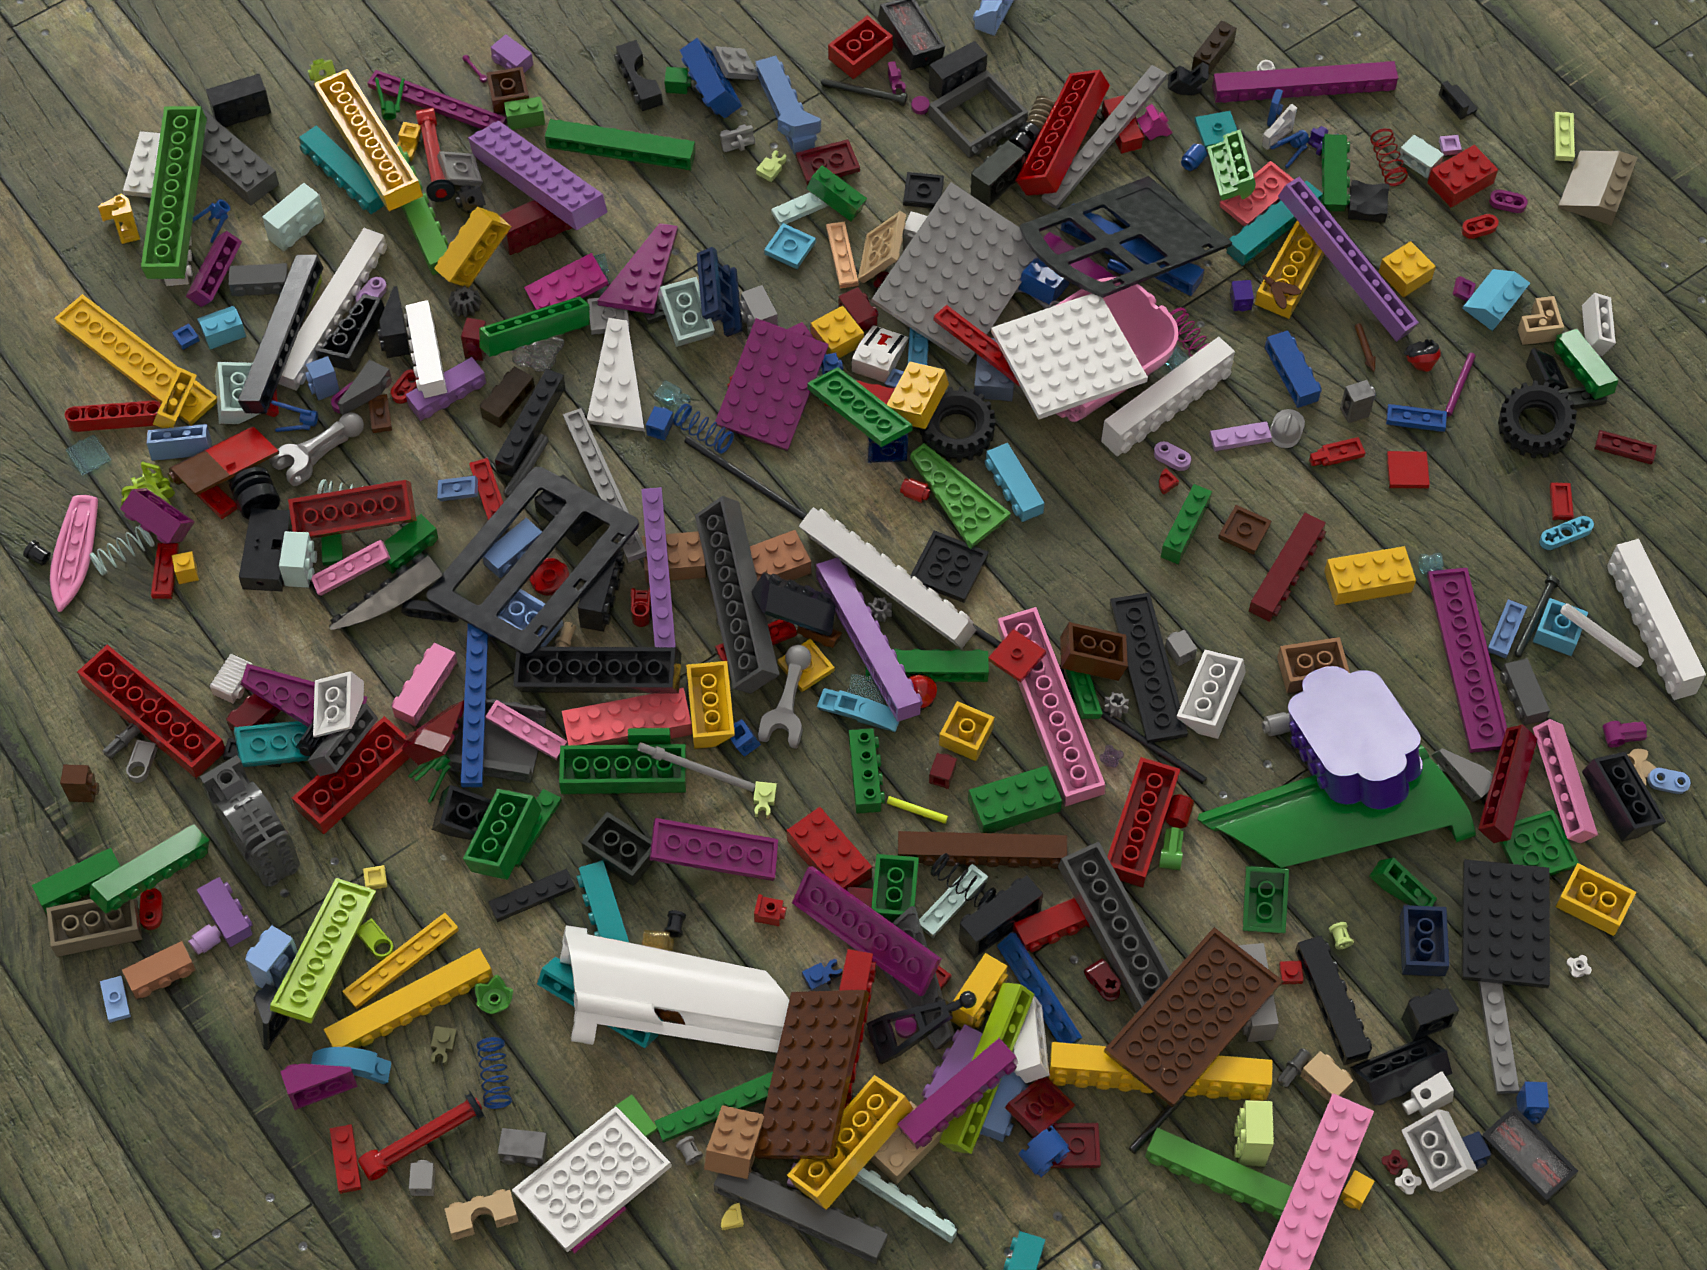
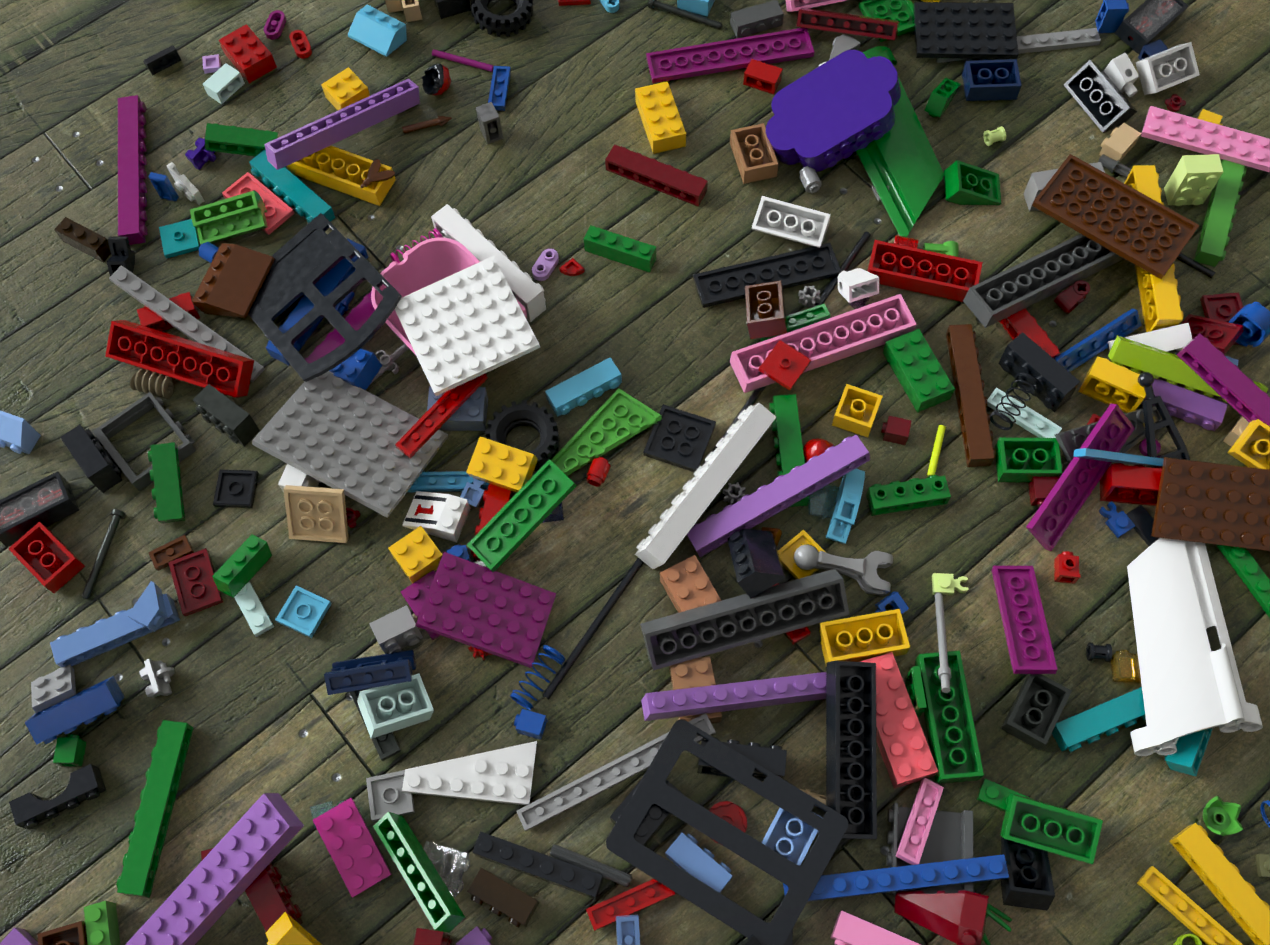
camera: 90 degrees left, 5 degrees up
(531, 895) = (1095, 796): black plate -> none
(640, 604) = (752, 721): red piece -> none
(641, 278) = (347, 762): magenta wing -> none
(670, 393) = (493, 717): clear light blue plate -> none
(771, 167) = (197, 641): yellowish green plate -> none
(829, 850) = (999, 519): red brick -> none
(842, 255) = (314, 560): light nougat tile -> none
(859, 141) = (171, 551): none -> reddish brown plate
(859, 308) = (384, 536): dark red brick -> none
(875, 991) = (1118, 457): none -> dark azure tile
(894, 75) = (89, 523): magenta plate -> none
(920, 105) = (125, 498): magenta tile -> none
(926, 130) = (166, 482): none -> green brick
(1025, 137) = (181, 395): black wheel -> none
(1124, 747) = (857, 284): none -> white torso
(1154, 123) = (171, 284): dark pink brick -> none
(1155, 173) = (232, 281): none -> reddish brown slope
(1180, 647) = (745, 250): light grey brick -> none
(1240, 436) = (521, 214): lavender plate -> none
(1241, 295) = (372, 213): dark purple brick -> none
(1244, 529) = (620, 207): reddish brown plate -> none
(1265, 65) = (110, 200): white plate -> none
(1287, 428) = (511, 180): light grey piece -> none
(1291, 972) = (1029, 168): red plate -> none
(1293, 369) = (451, 174): blue brick -> none
(1297, 140) = (200, 174): blue plant -> none
(1333, 1000) = (1052, 140): black brick -> none
(1338, 452) = (537, 141): red hinge -> none
(1368, 201) = (272, 117): black brick -> none
(1392, 171) = (244, 98): red piece -> none
(1406, 1187) = (1188, 94): white plate -> none
(1407, 469) = (550, 95): red tile -> none
(1429, 1013) = (1055, 74): black brick -> none
(1430, 563) = (643, 76): clear light blue wheel -> none
(1433, 689) = (762, 76): none -> red brick
(1463, 288) = (367, 55): magenta plate -> none
(1507, 628) = (698, 30): medium blue plate -> none

